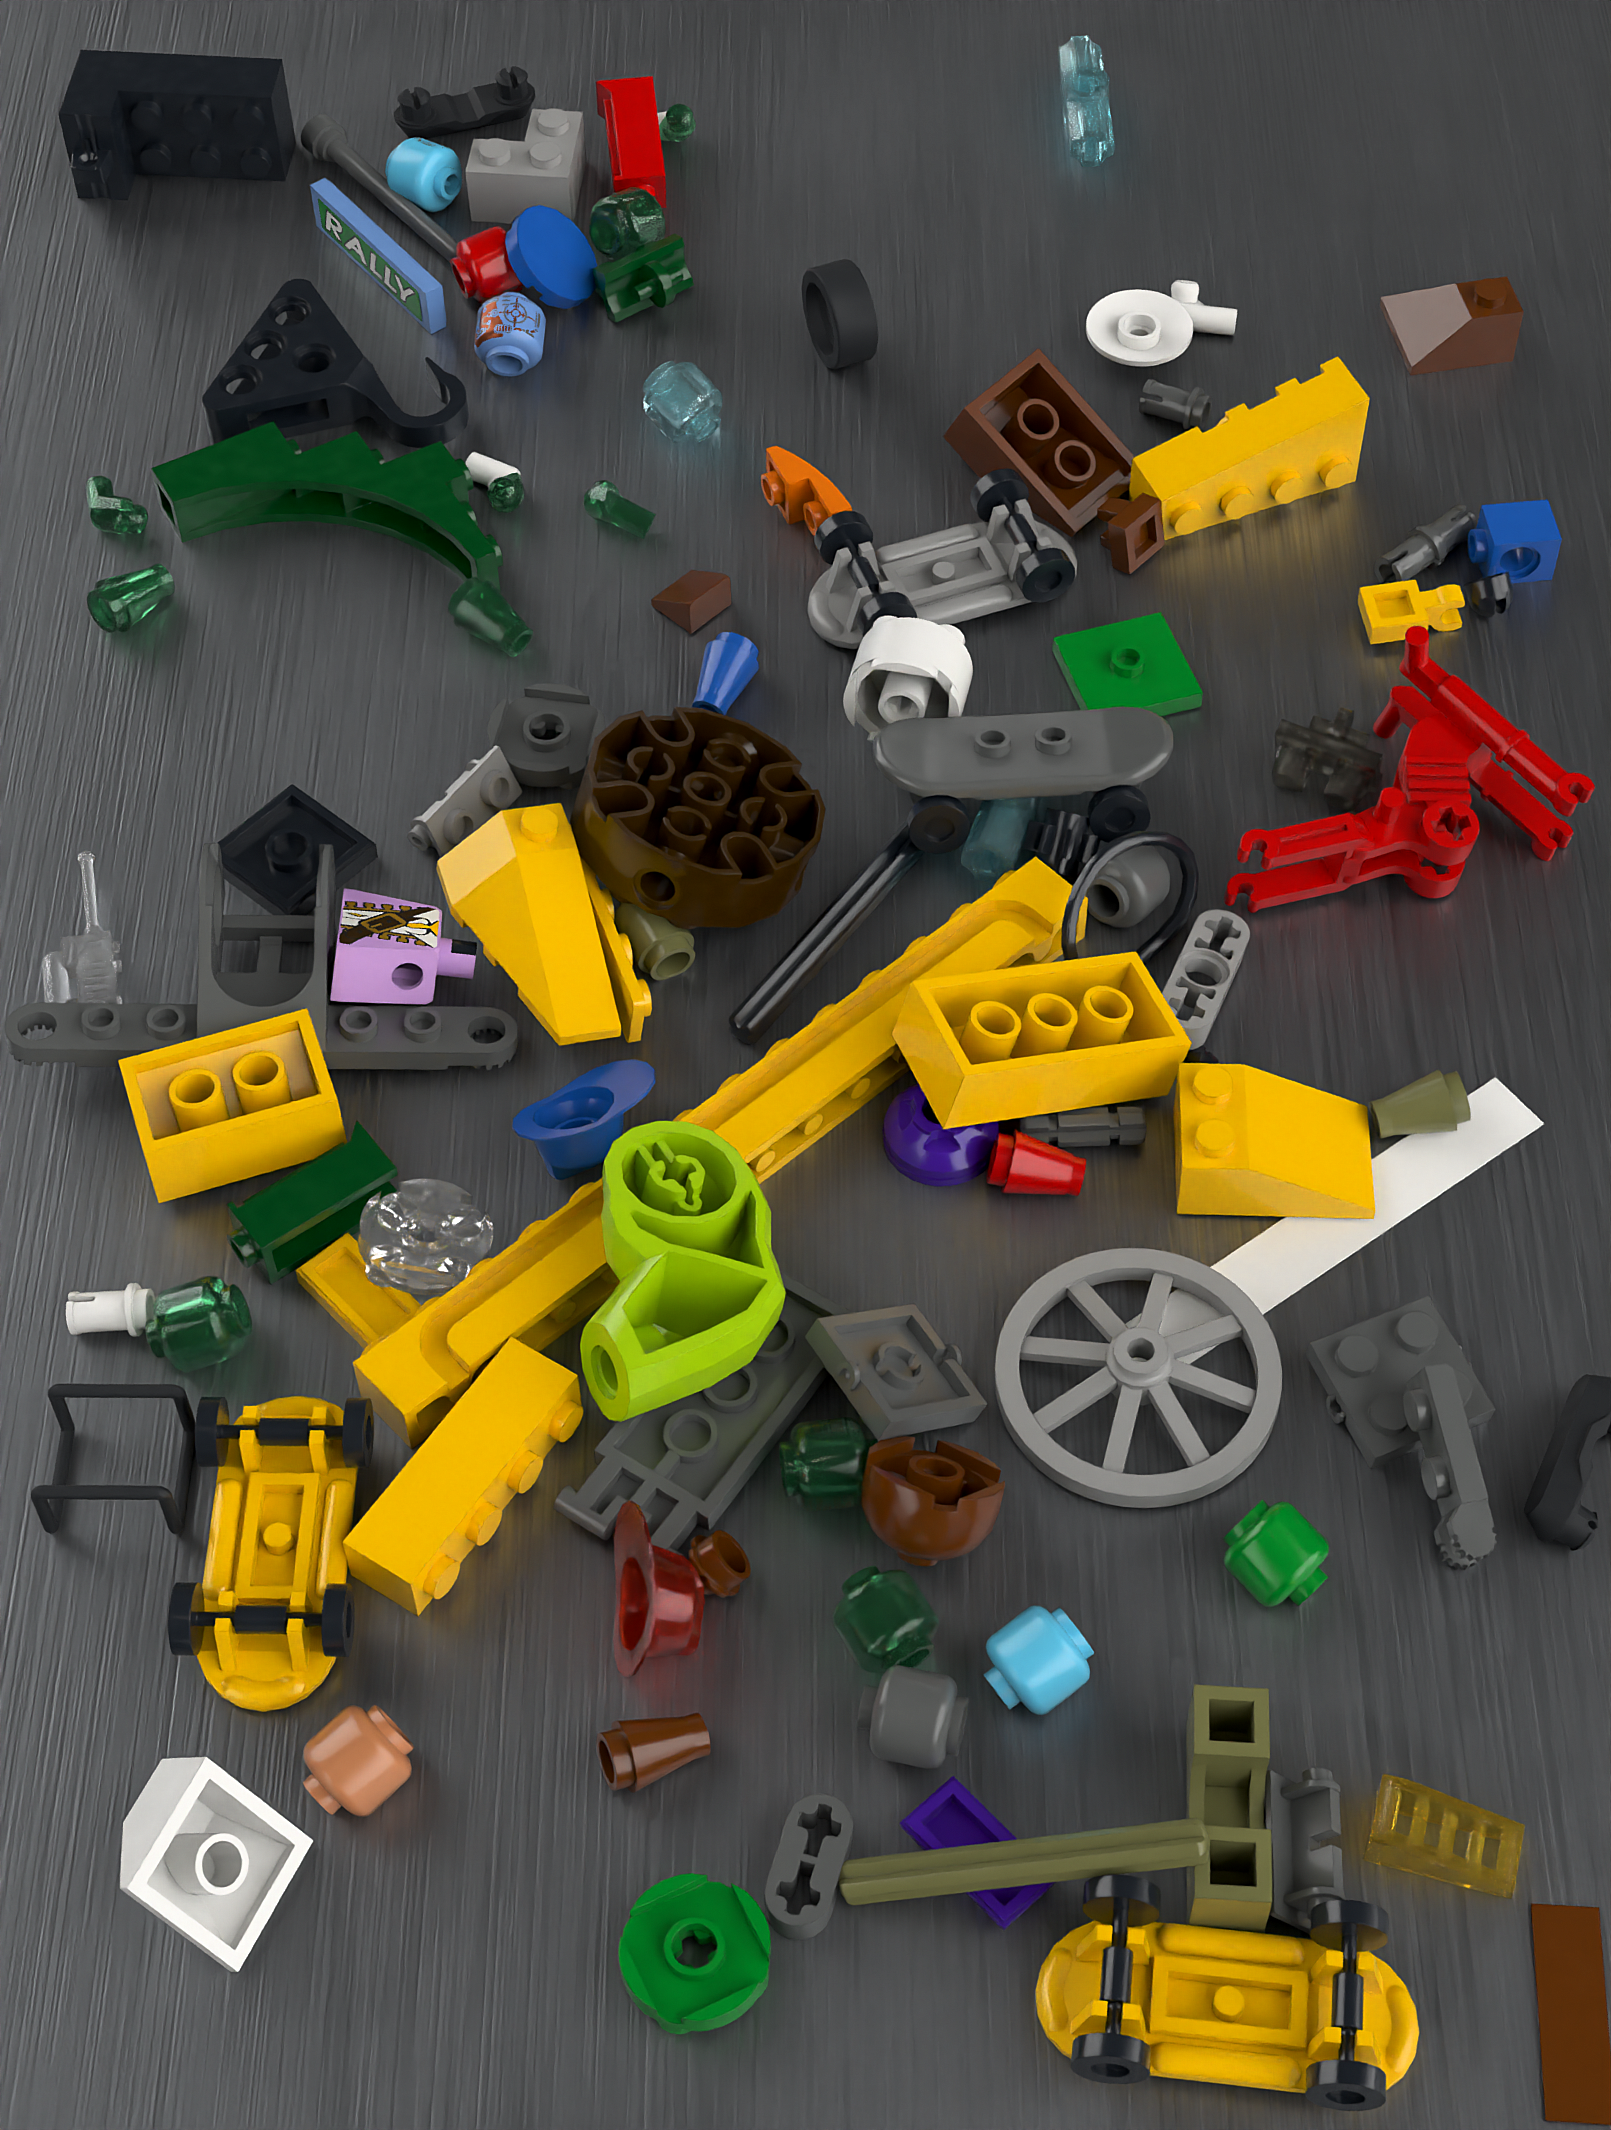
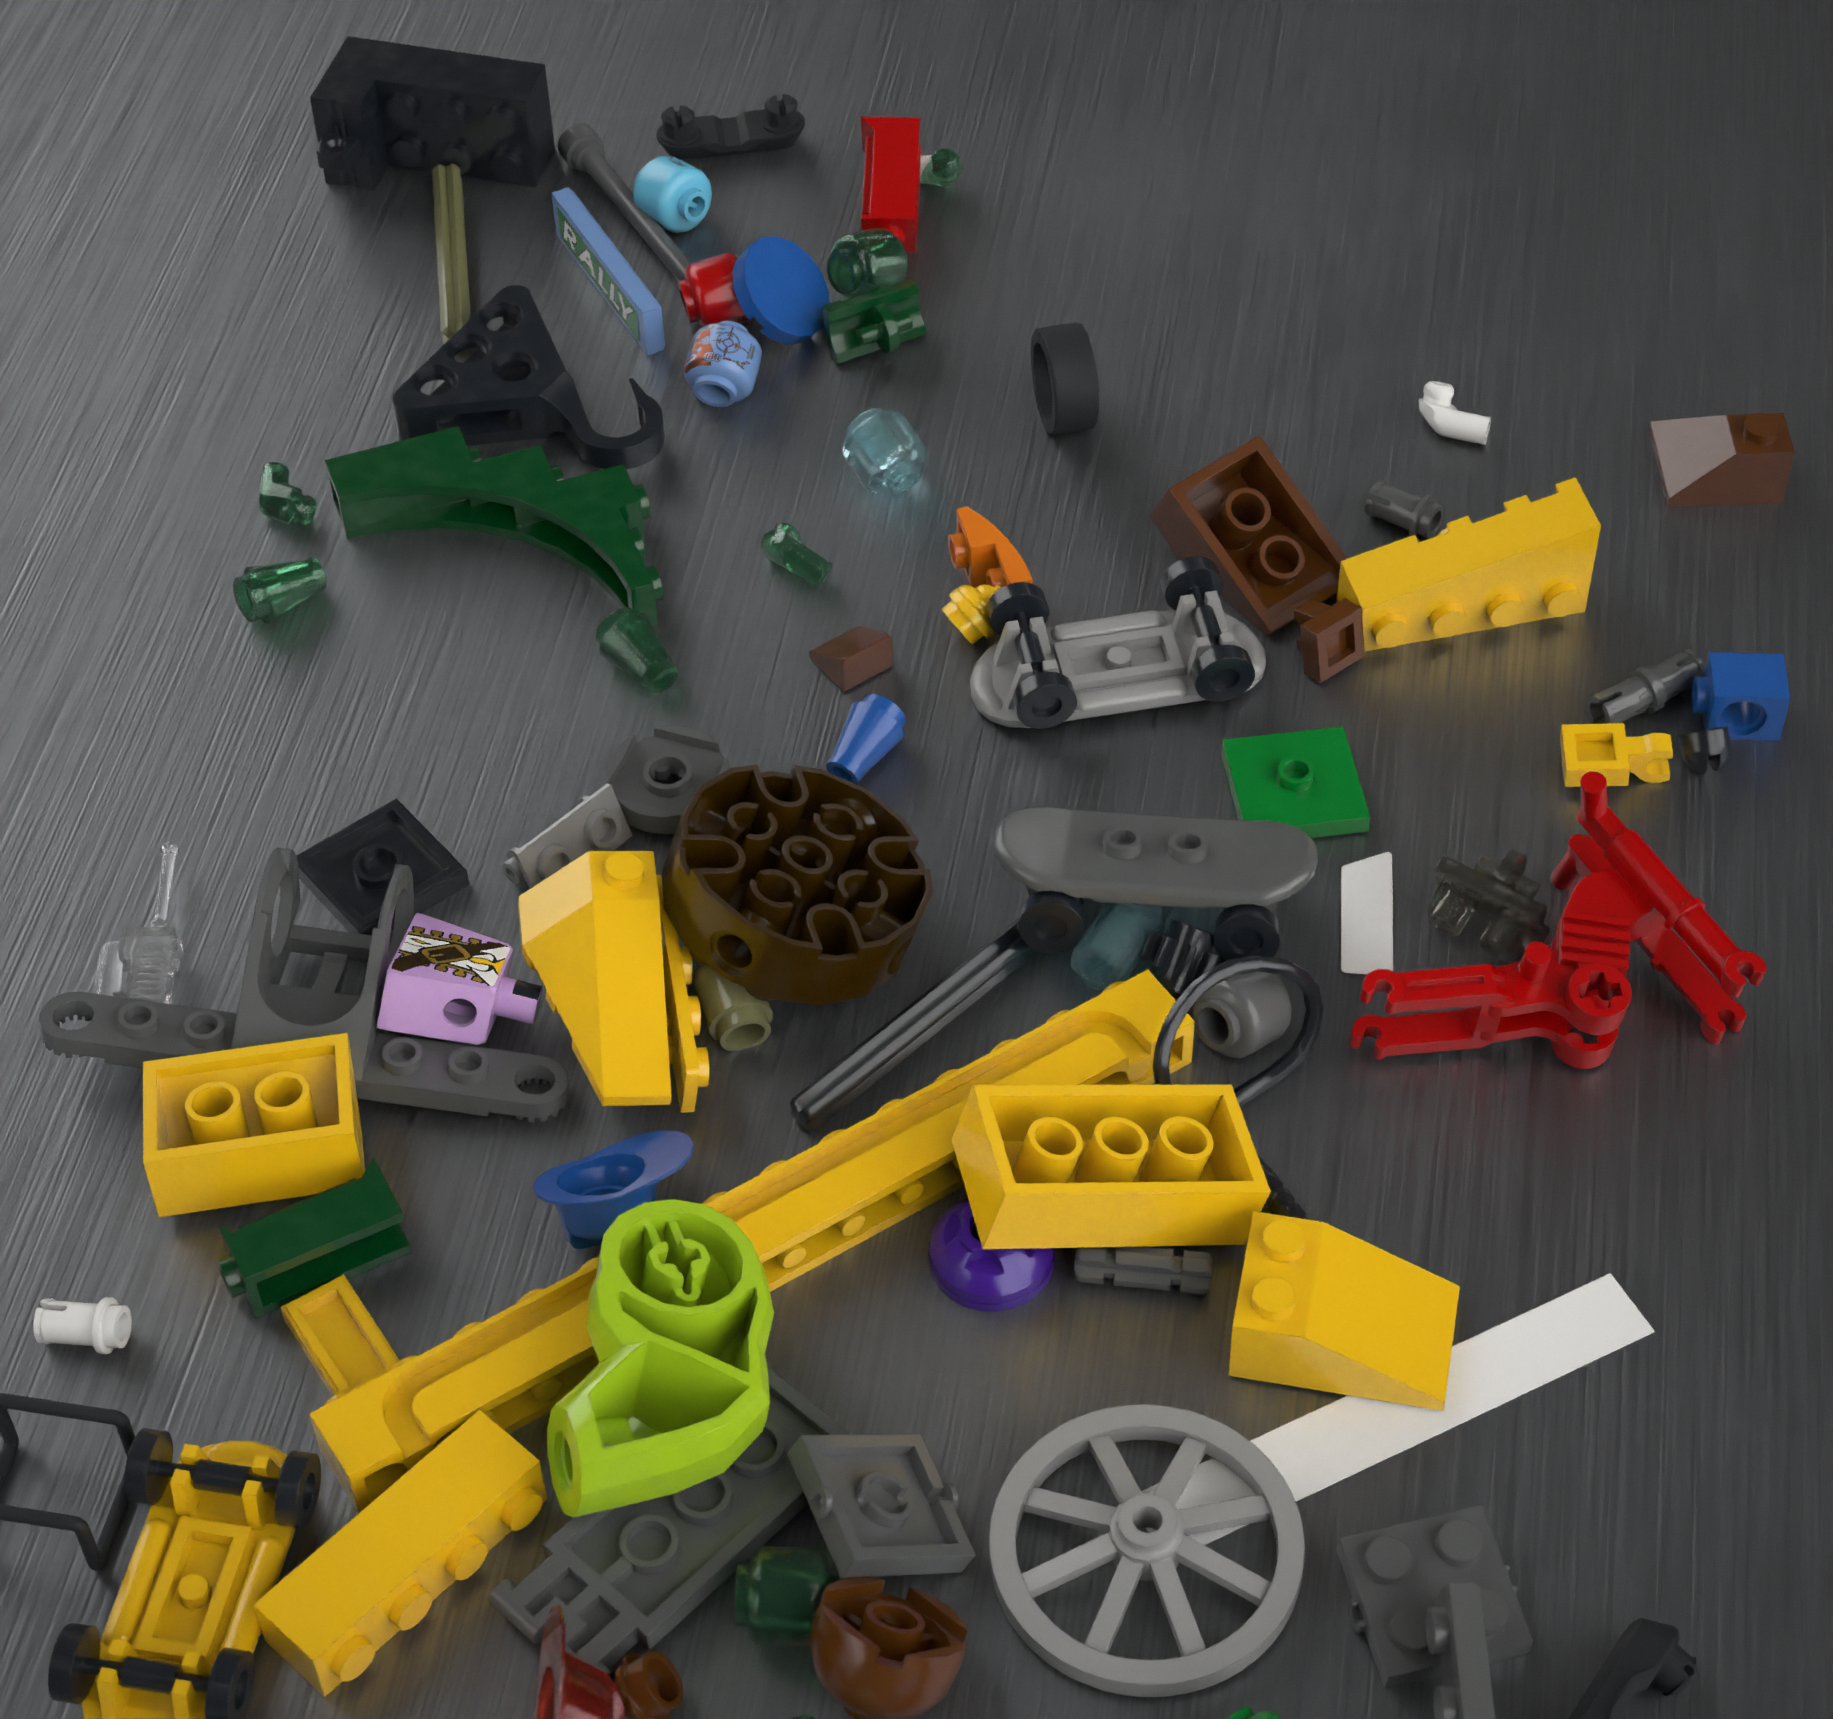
camera: 10 degrees right, 5 degrees down
(199, 1323) = (167, 1349): clear green head -> none
(220, 253) = (450, 249): none -> olive axle
(415, 1266) = (410, 1322): clear plate -> none
(503, 482) = (684, 512): arm -> none
(517, 175) = (789, 202): light grey brick -> none
(797, 545) = (969, 611): none -> yellow plate
(906, 673) = (1053, 759): white brick -> none
(1033, 1166) = (1080, 1303): red cone -> none
(1086, 101) = (1373, 187): clear light blue piece -> none
(1139, 327) = (1381, 426): white dish -> none
(1215, 784) = (1367, 915): none -> white sticker
(1219, 966) = (1305, 1099): light grey beam -> none
(1424, 1106) = (1518, 1295): olive cone -> none

